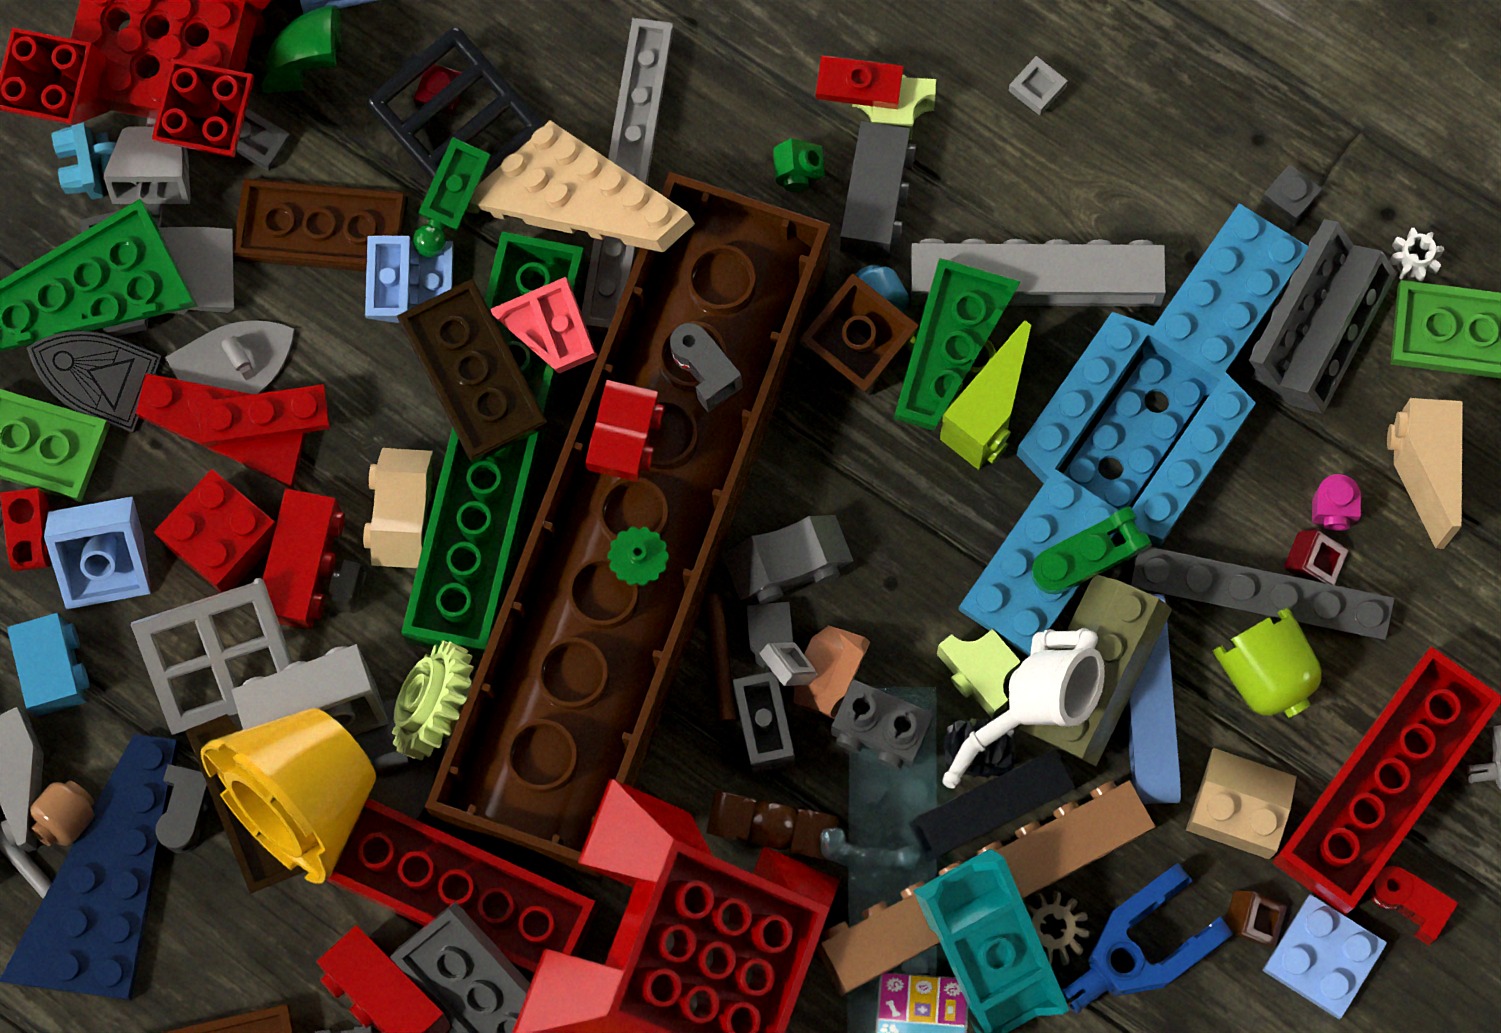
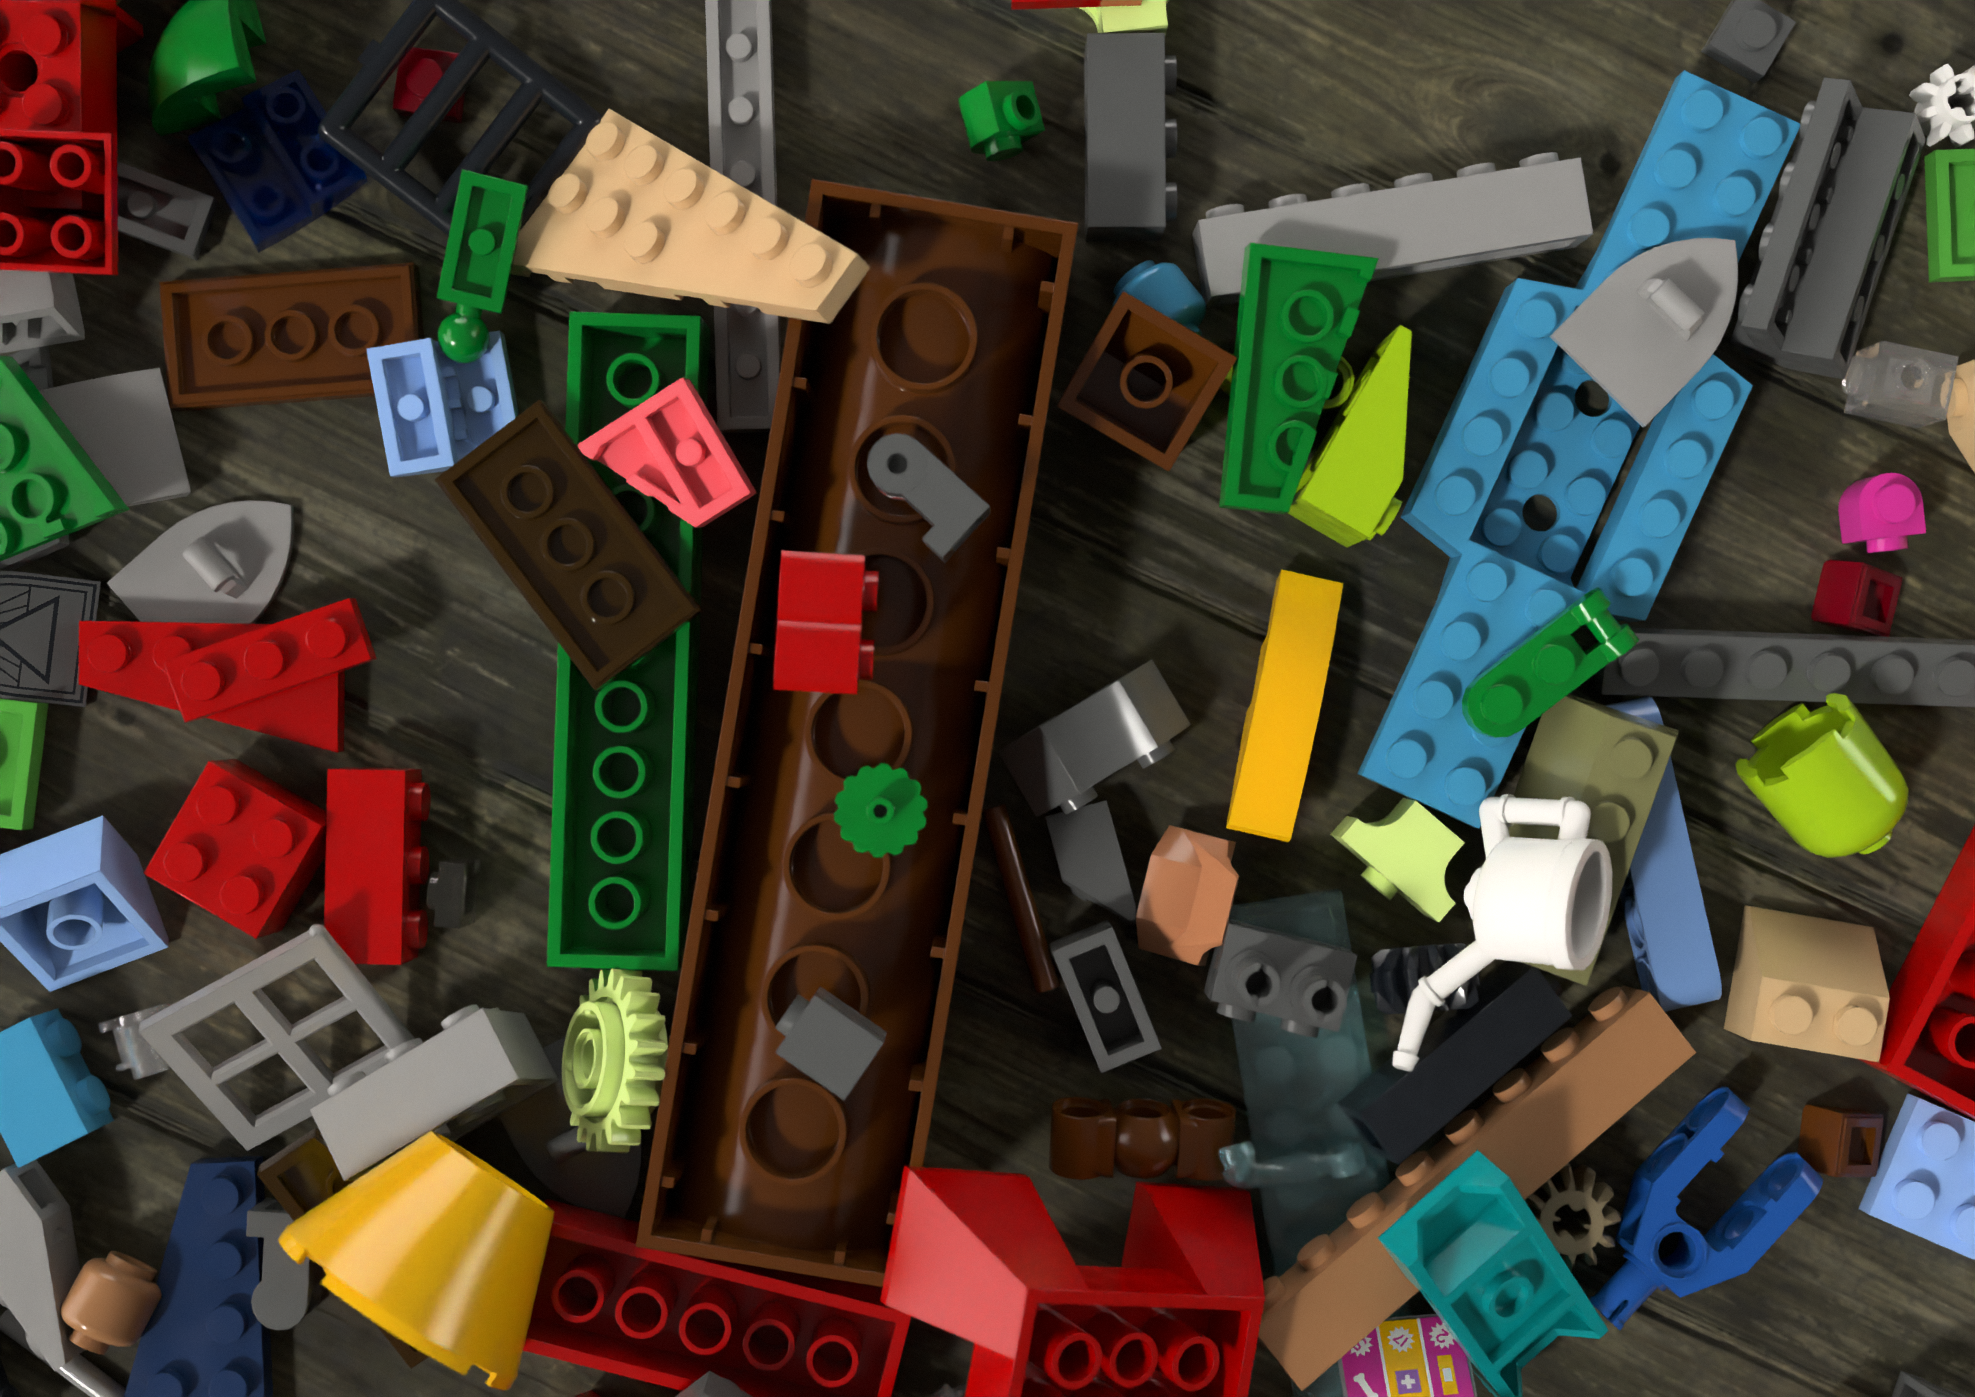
camera: 10 degrees left, 15 degrees up
(121, 647) = (132, 1047): none -> clear brick
(333, 119) = (275, 163): none -> clear blue slope
(401, 502) = (505, 751): tan brick -> none
(577, 688) = (829, 1041): none -> dark grey brick
(788, 664) = (1128, 910): light grey tile -> none
(917, 559) = (1284, 706): none -> yellow slope
(1194, 351) = (1654, 322): none -> light grey shield
(1357, 422) = (1900, 384): none -> clear brick

